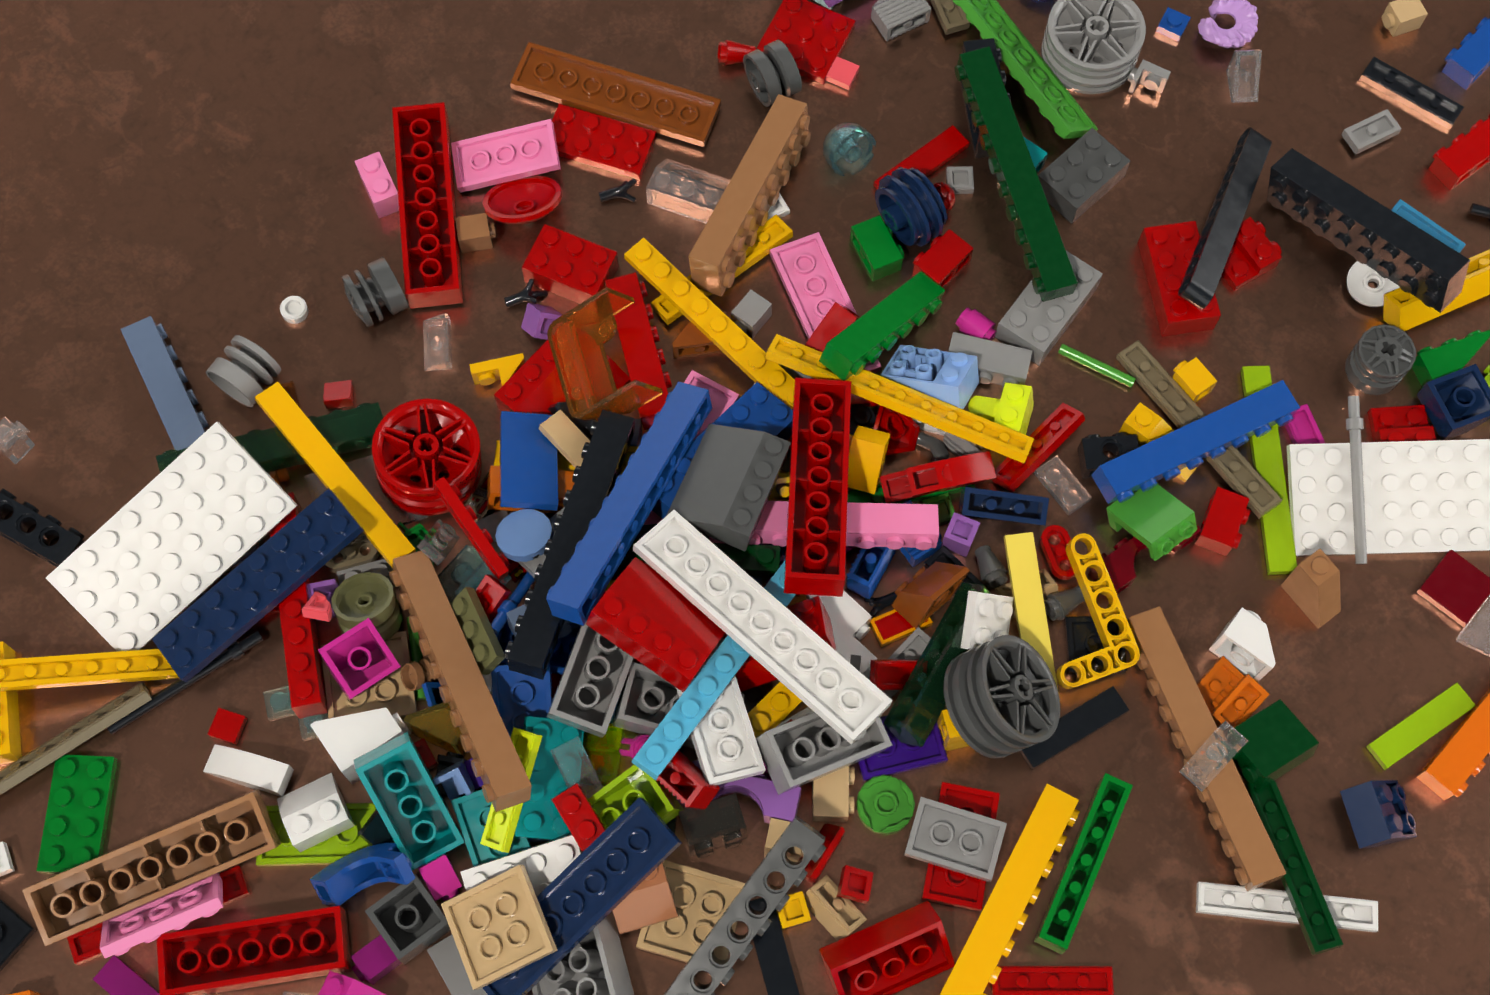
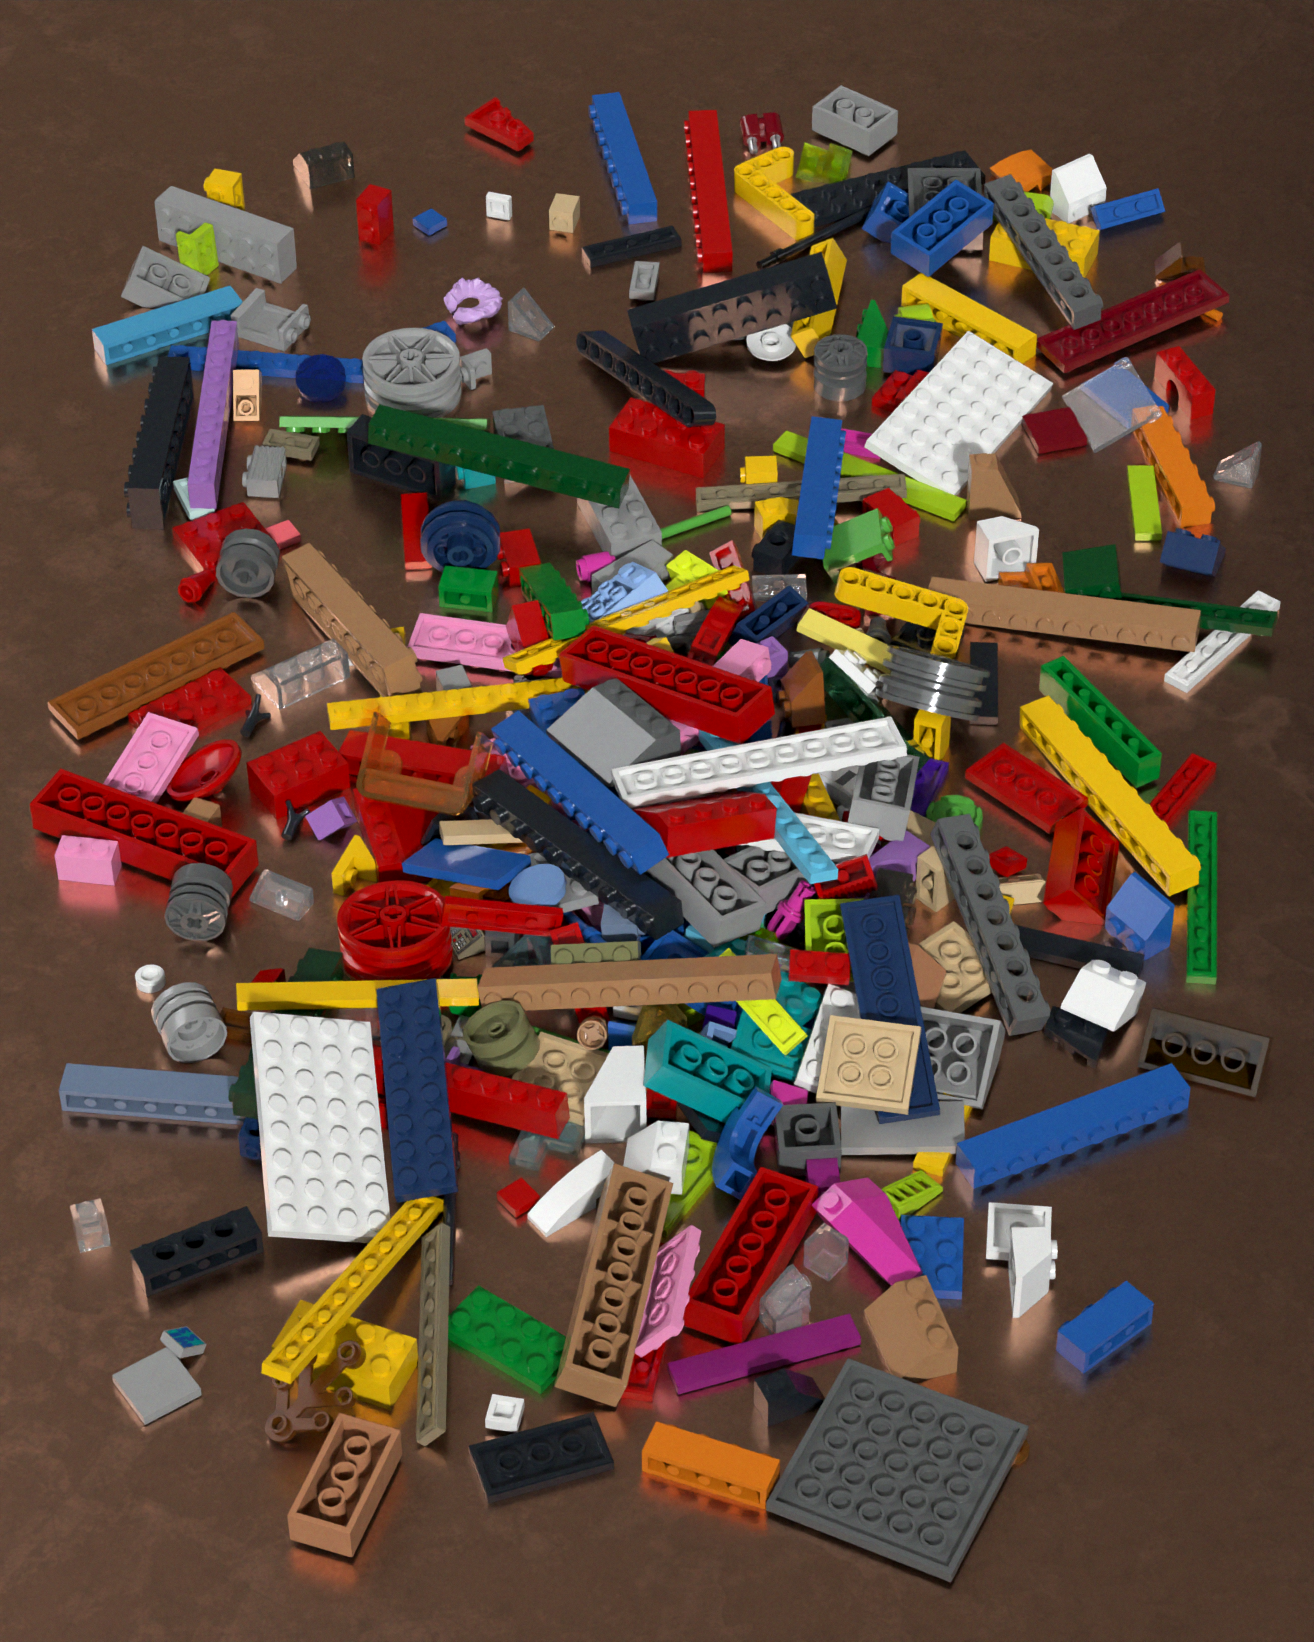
camera: 55 degrees left, 25 degrees down
(318, 608) = (478, 1057): coral tile -> none
(359, 659) = (553, 1052): dark pink slope -> none
(438, 541) = (477, 963): clear plate -> none
(848, 148) = (359, 559): clear light blue cylinder -> none
(955, 839) = (1020, 778): light grey plate -> none
(1213, 756) = (1079, 597): clear slope -> none
(1354, 425) = (887, 394): light grey bar -> none

